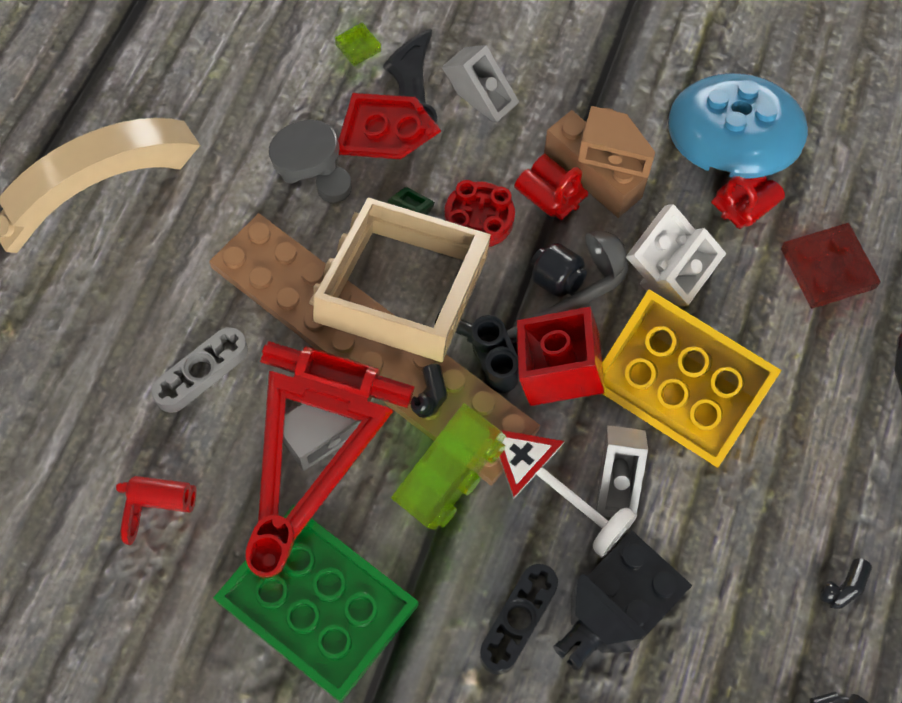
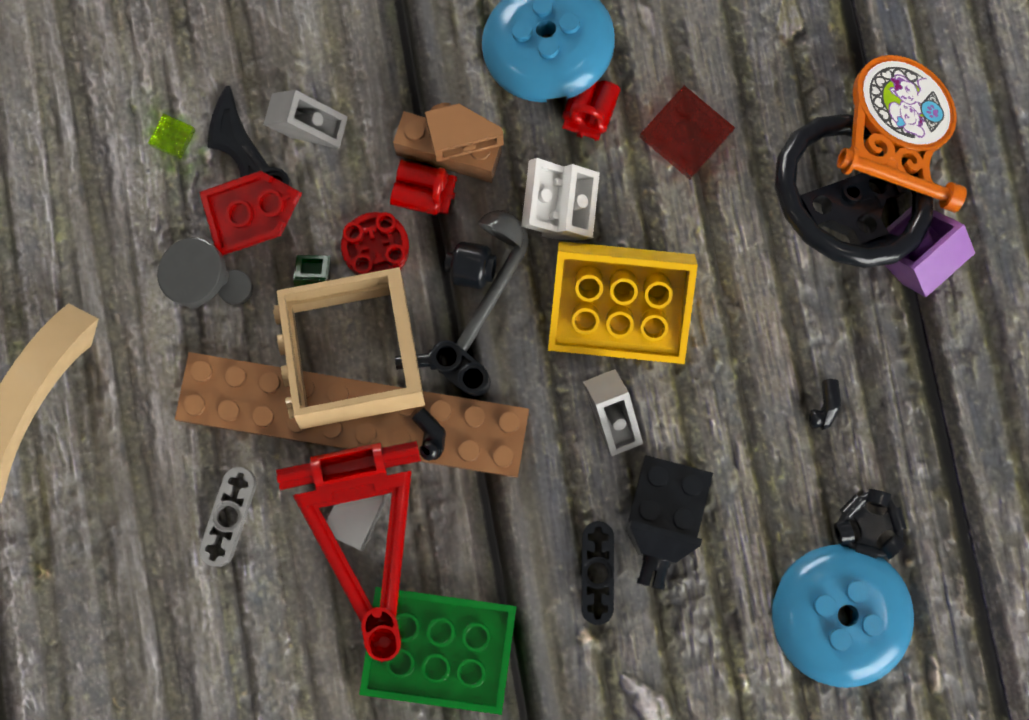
camera: 30 degrees left, 15 degrees up
(154, 494) = (263, 642): red piece -> none
(450, 468) = (482, 489): clear neon green brick -> none
(525, 458) = (533, 445): white piece -> none
(560, 356) = (515, 344): red slope -> none

